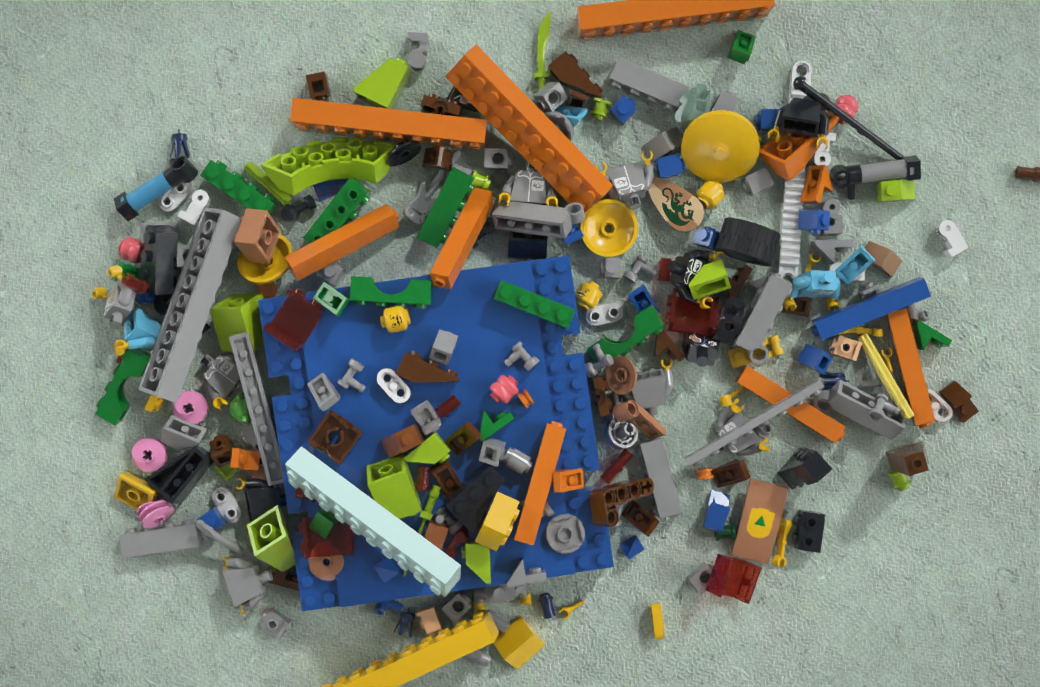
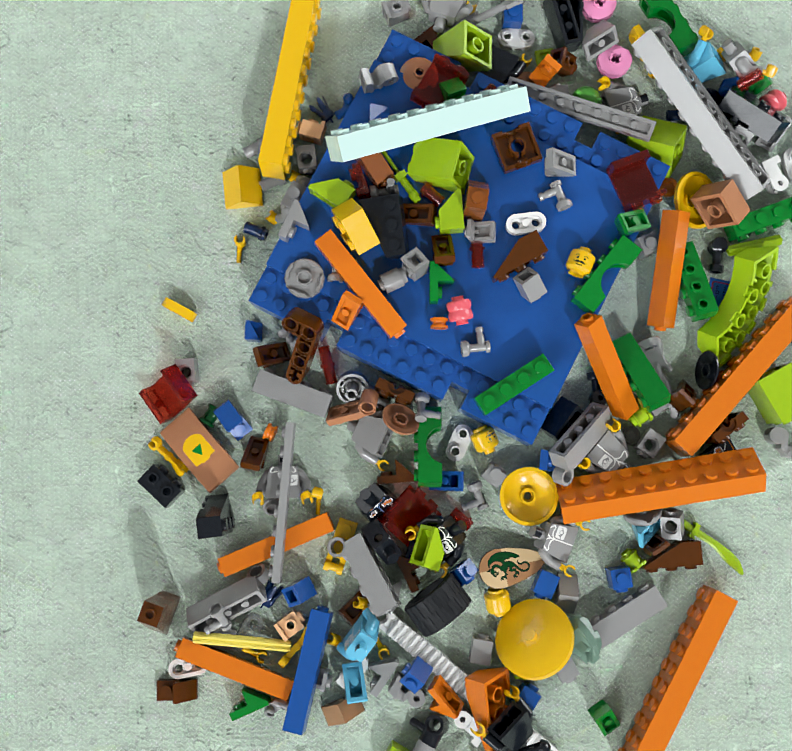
camera: 125 degrees right, 5 degrees down
(355, 591) = (382, 76): none -> light grey leg
(900, 480) = (146, 590): lime brick -> none

